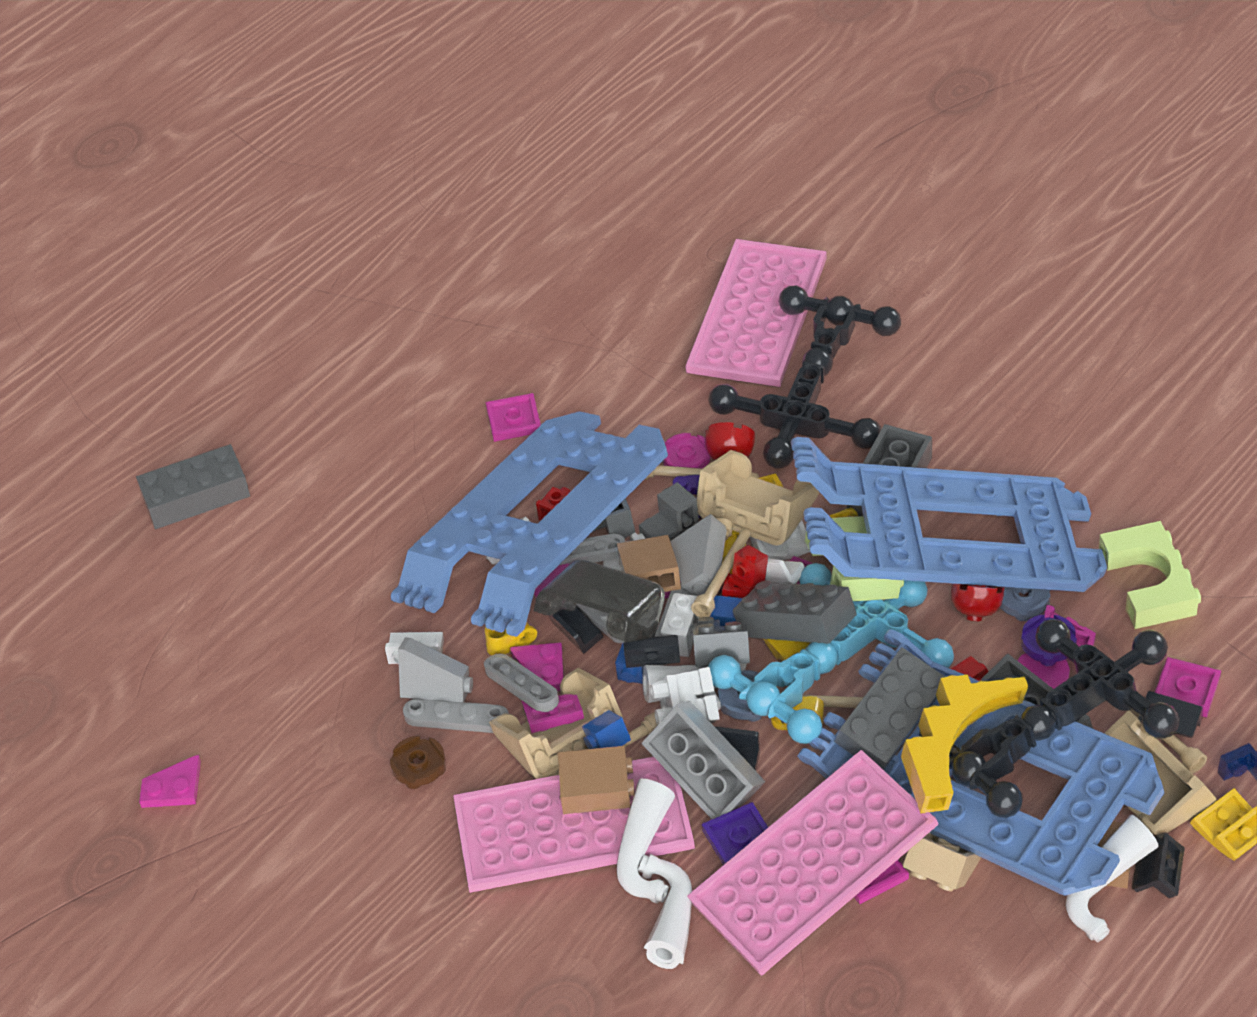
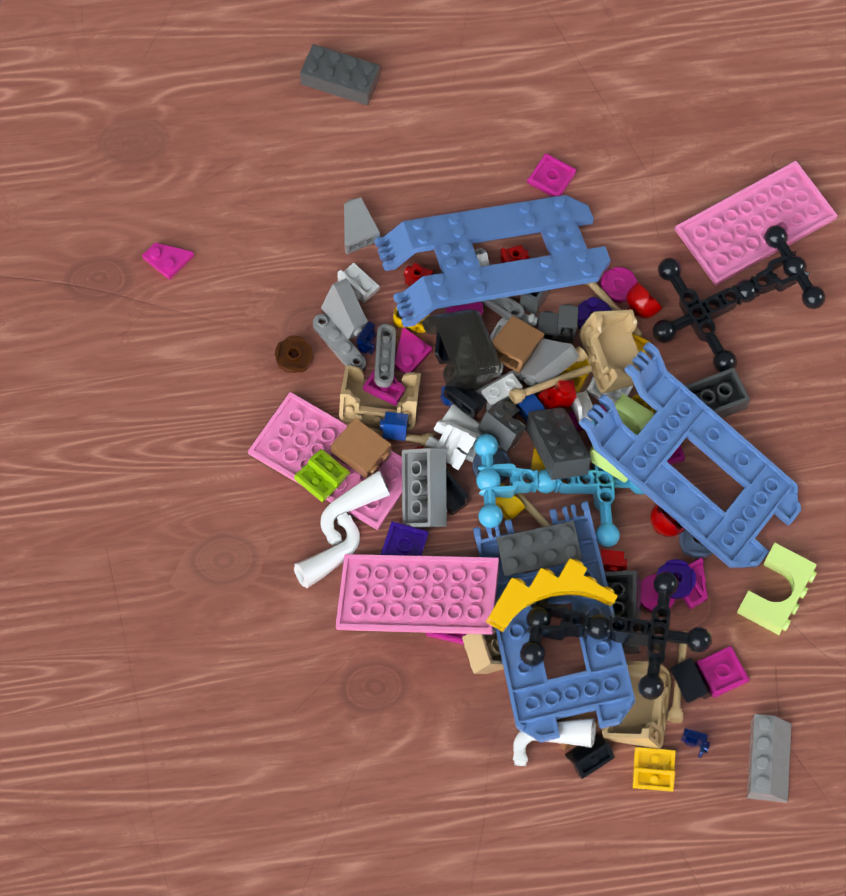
camera: 35 degrees right, 20 degrees up
(359, 597) = (358, 226): none -> light grey slope
(470, 592) = (410, 271): none -> red brick
(484, 691) = (365, 338): none -> clear blue bracket
(578, 840) = (321, 475): none -> lime slope

